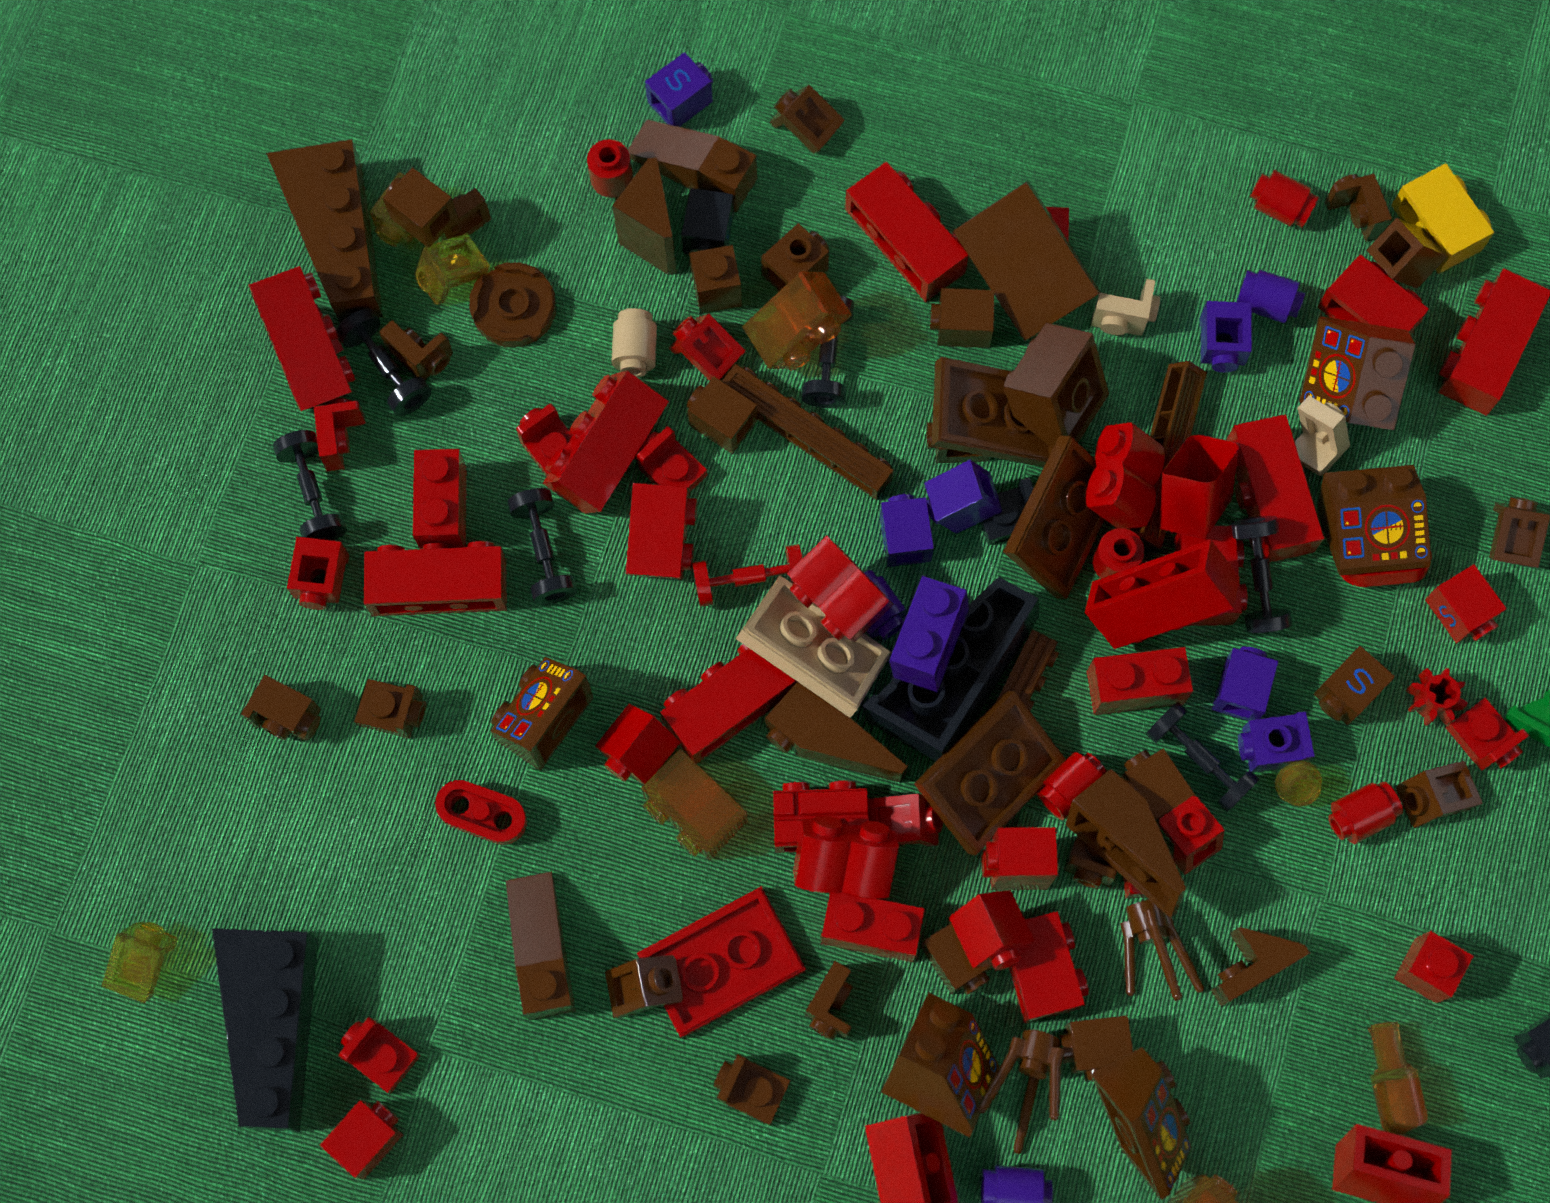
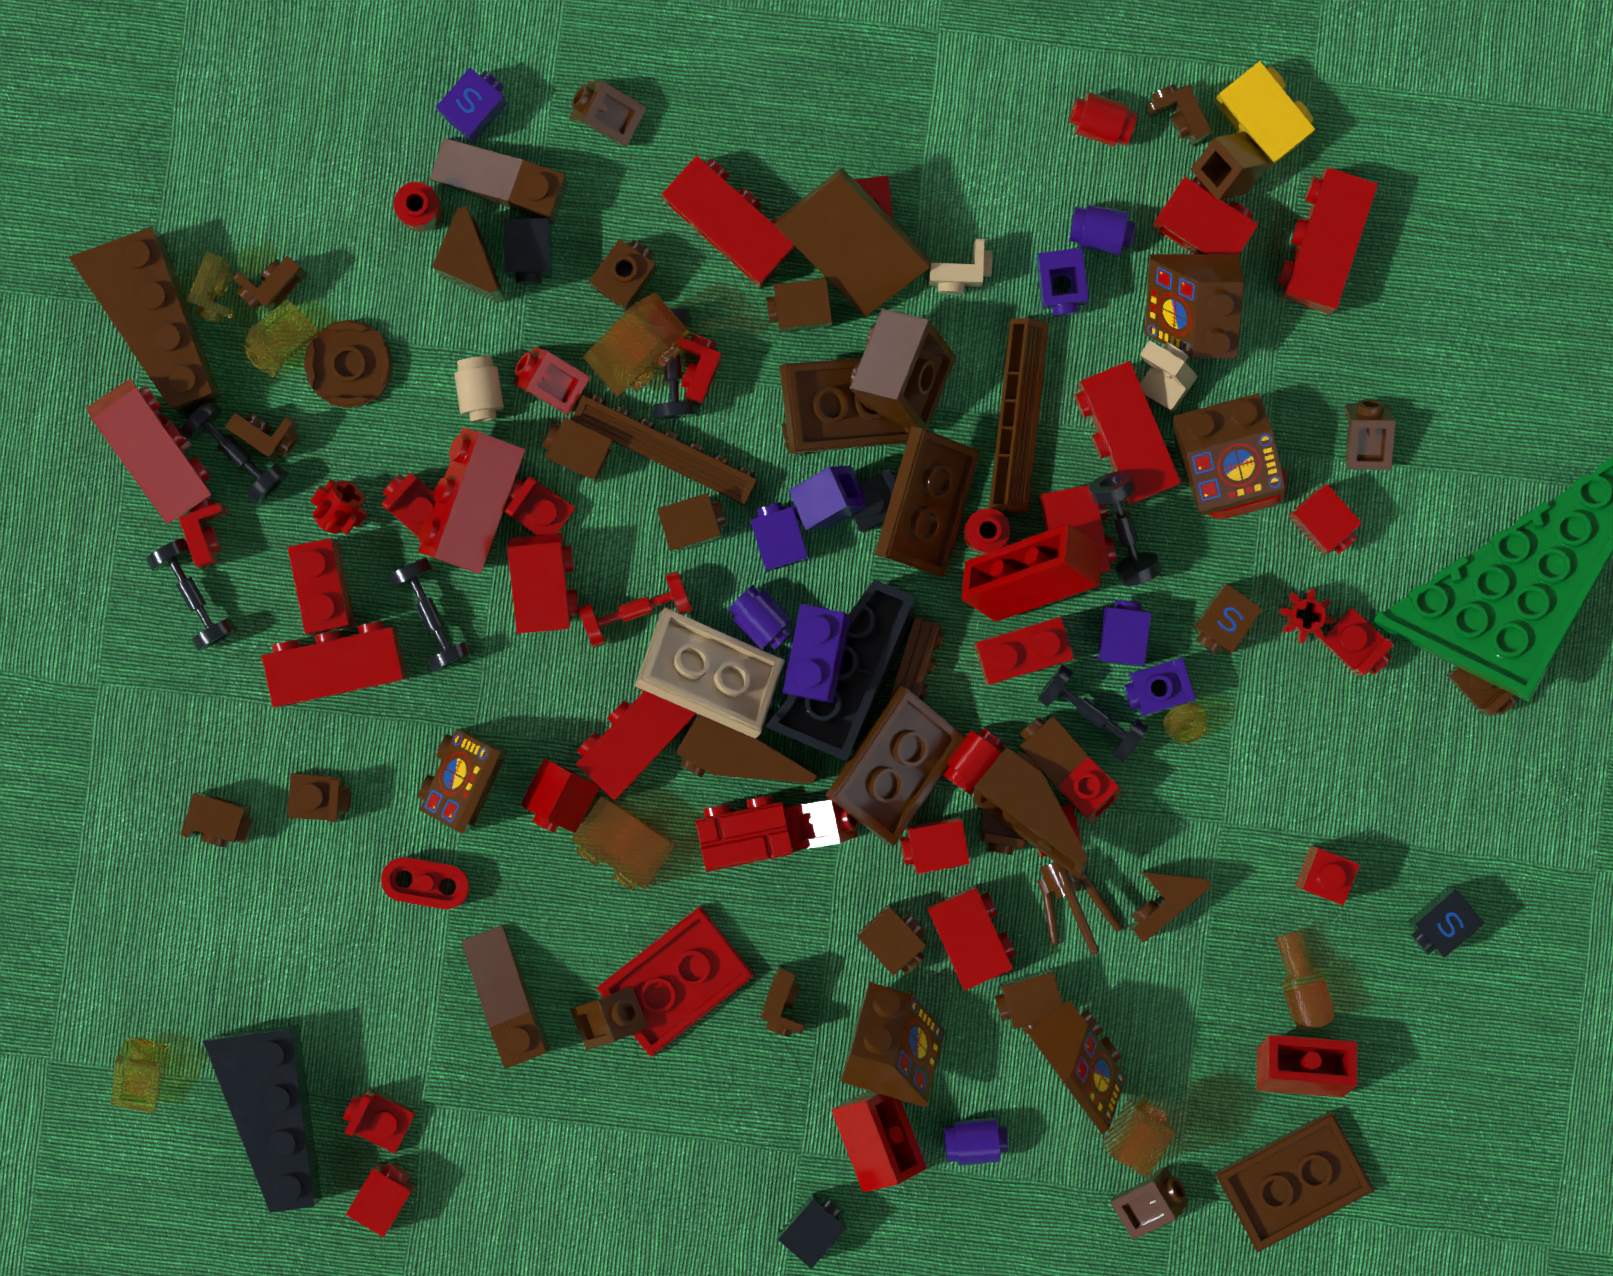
camera: 10 degrees left, 15 degrees up
(315, 558) = (207, 667): red brick -> none
(420, 207) = (237, 293): reddish brown brick -> none
(474, 428) = (338, 507): none -> red gear
(716, 279) = (547, 308): reddish brown brick -> none
(750, 1088) = (723, 1091): reddish brown bracket -> none
(821, 499) = (691, 522): none -> reddish brown brick
(839, 590) = (724, 619): red brick -> none
(845, 857) = (773, 875): red brick -> none
(857, 359) = (700, 376): none -> red bracket
(872, 926) = (808, 928): red brick -> none
(992, 930) = (918, 920): red brick -> none
(1037, 1055) = (977, 1021): reddish brown plant -> none
(1125, 476) = (982, 451): red brick -> none
(1198, 485) = (1066, 427): red piece -> none
(1365, 812) = (1250, 739): red brick -> none
(1438, 793) = (1318, 709): reddish brown bracket -> none

